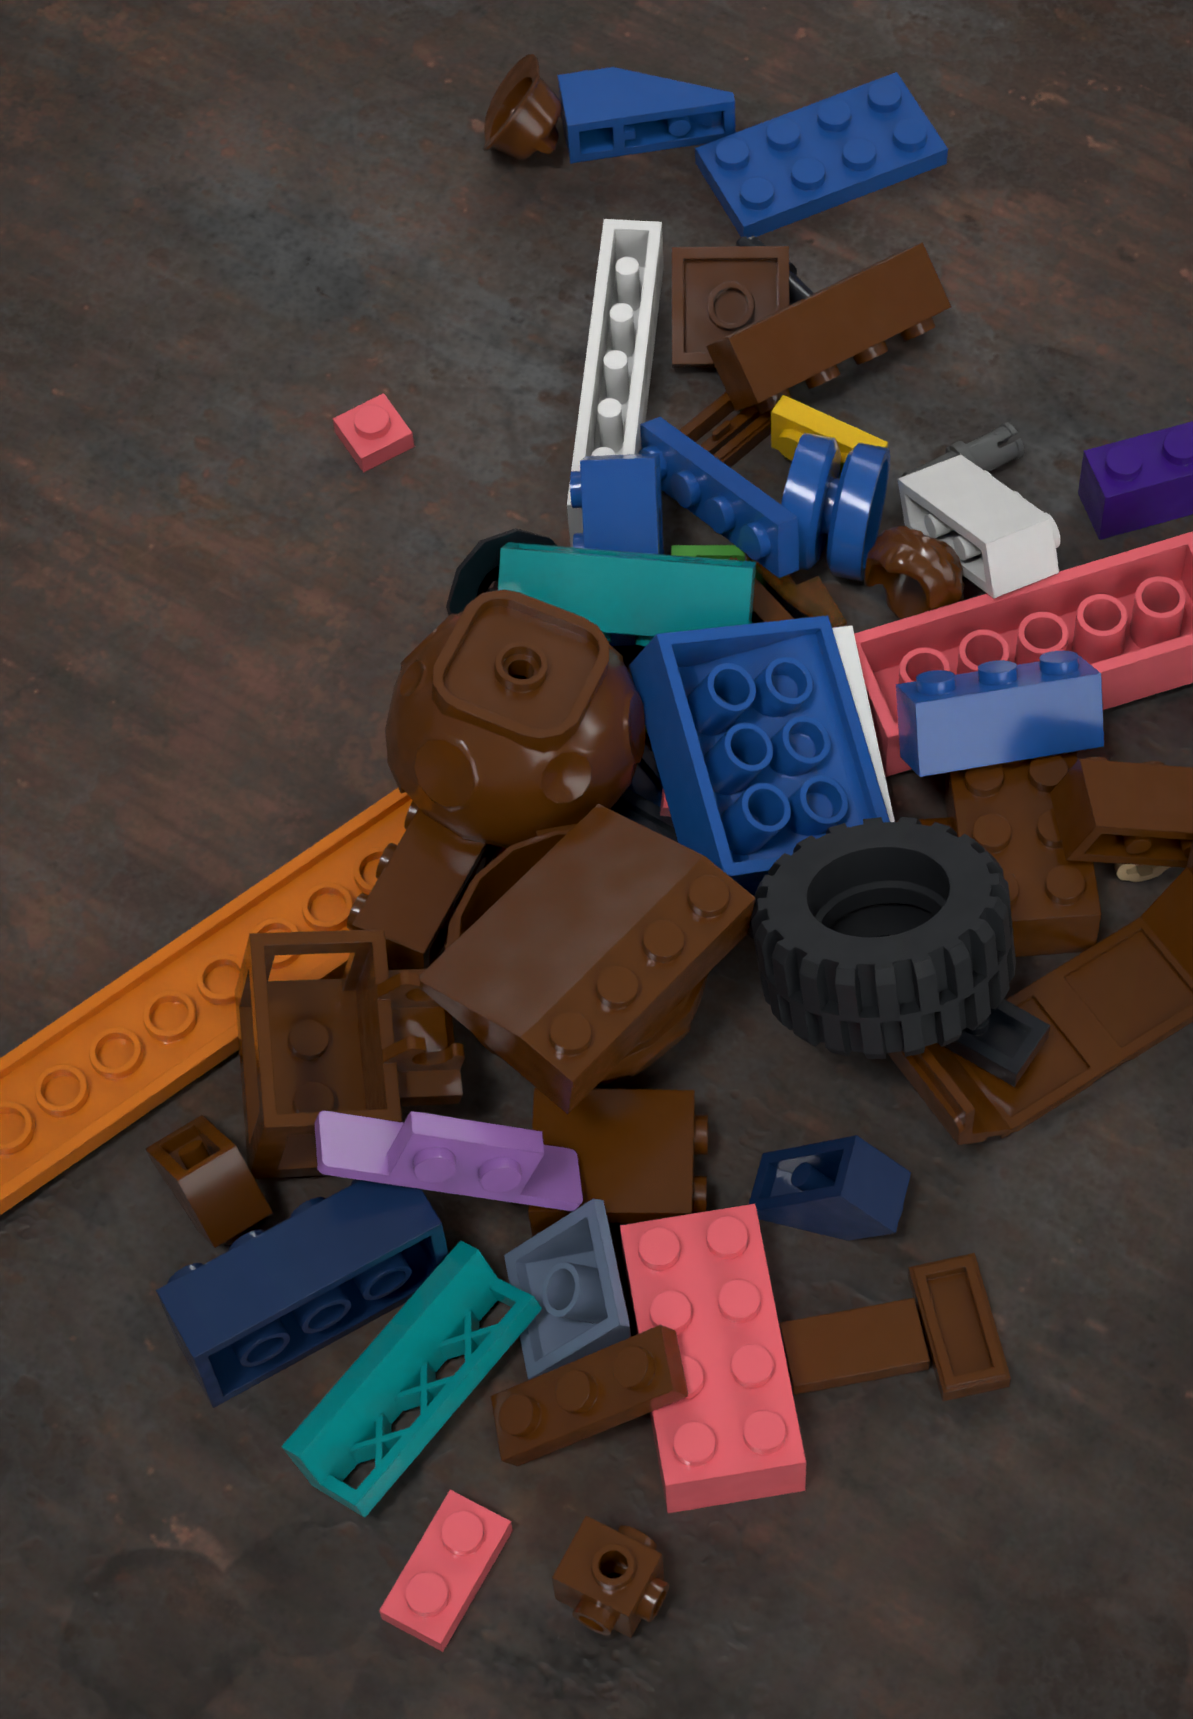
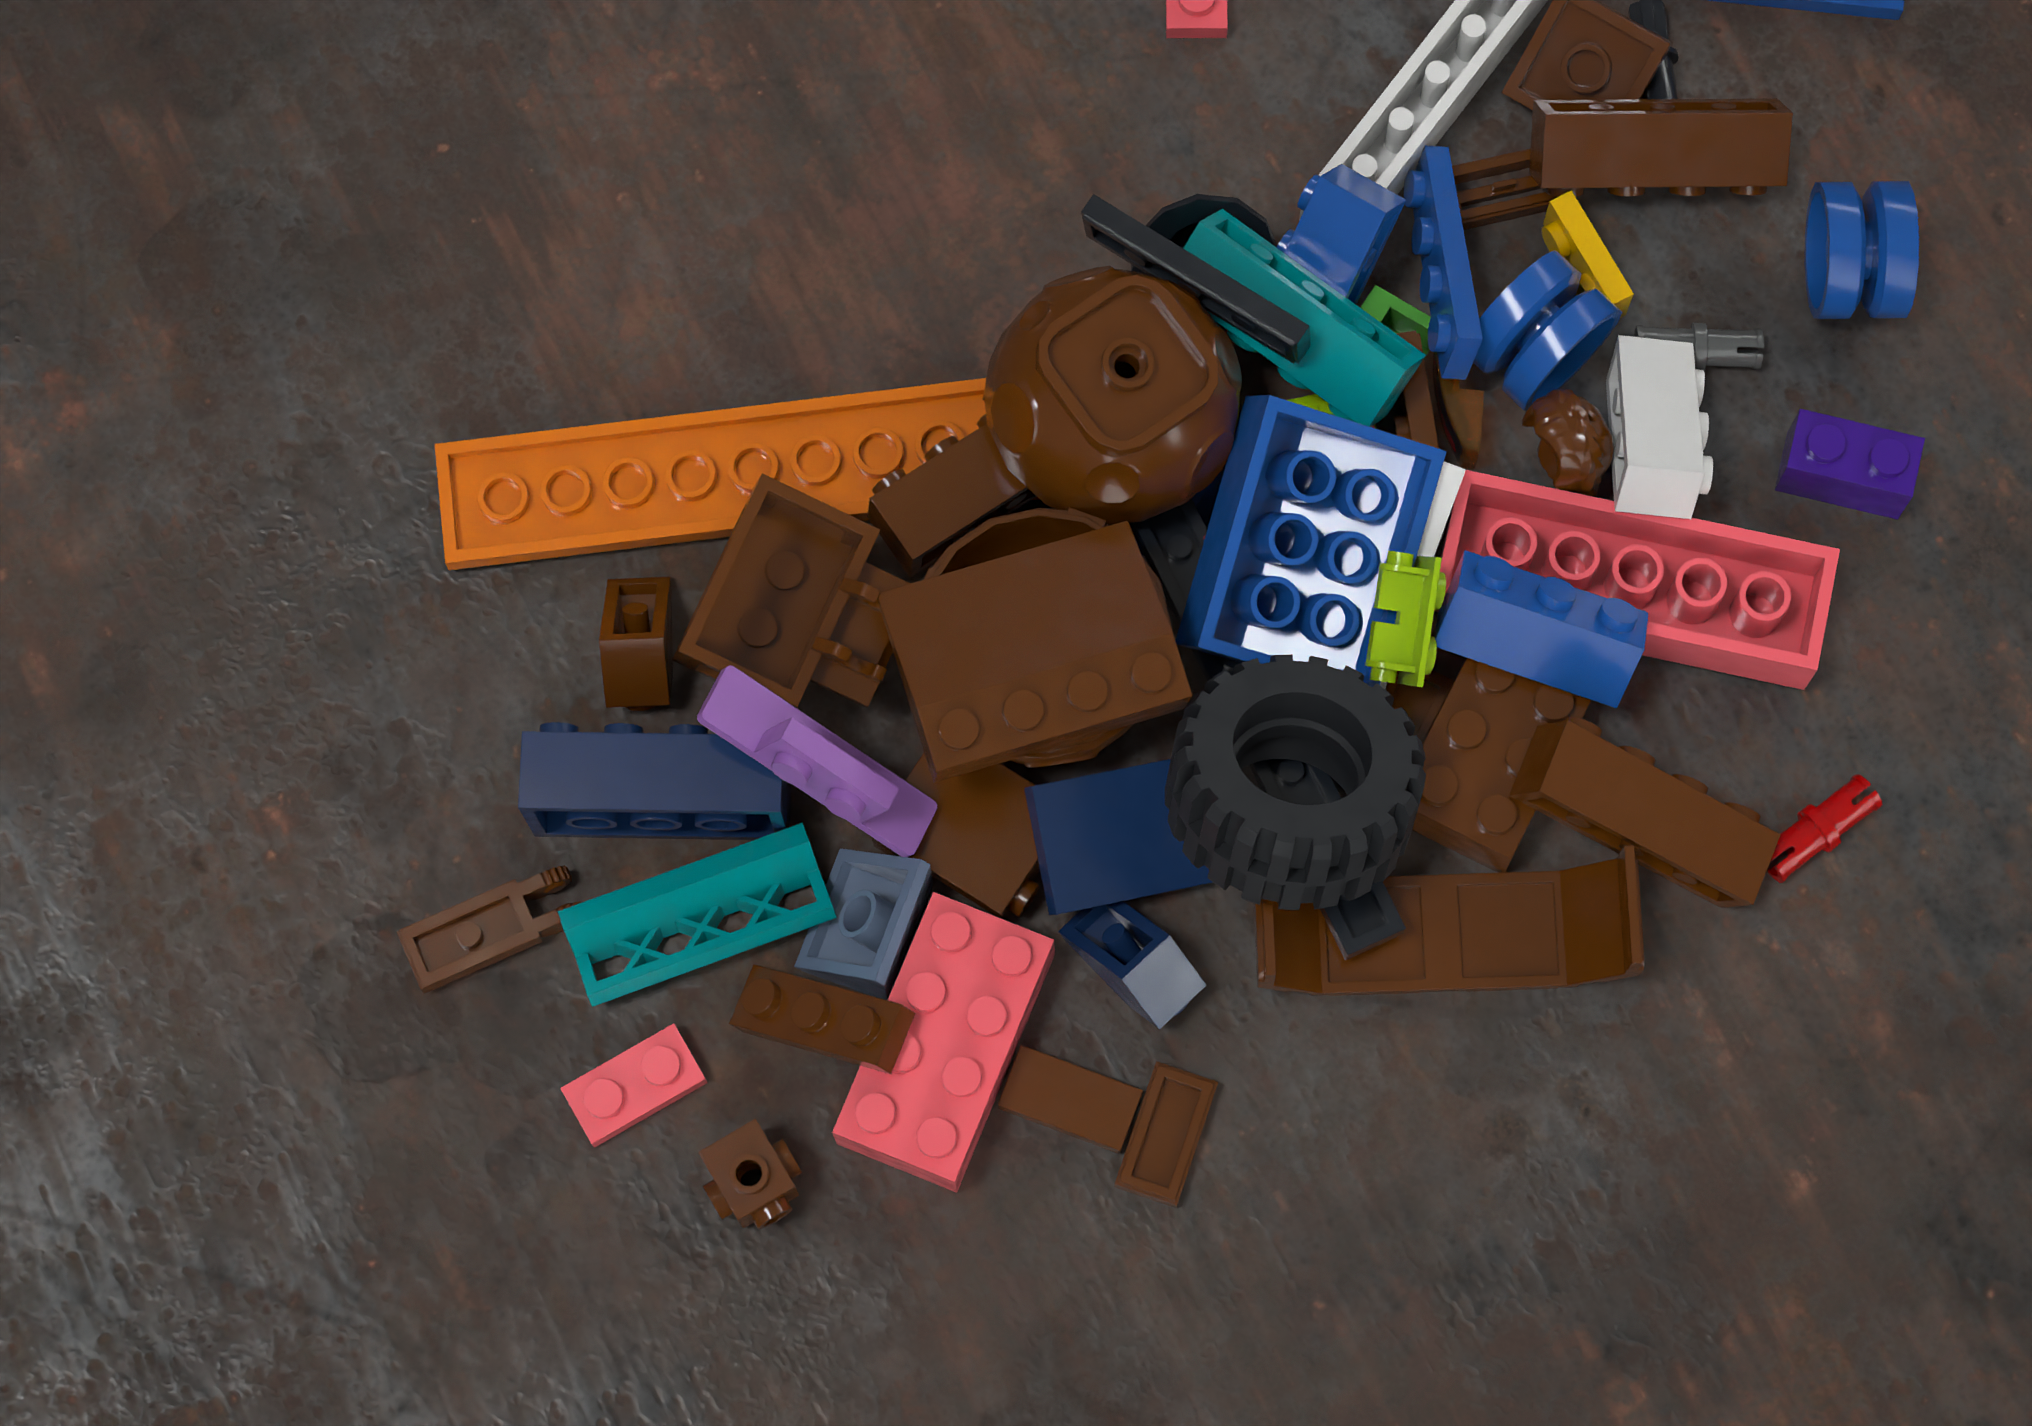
camera: 30 degrees right, 15 degrees up
(216, 1512) = (482, 929): none -> reddish brown hinge
(582, 590) = (1214, 289): none -> black tile
(753, 1091) = (1107, 839): none -> dark blue tile
(880, 739) = (1408, 642): none -> lime hinge
(1045, 316) = (1861, 249): none -> blue wheel

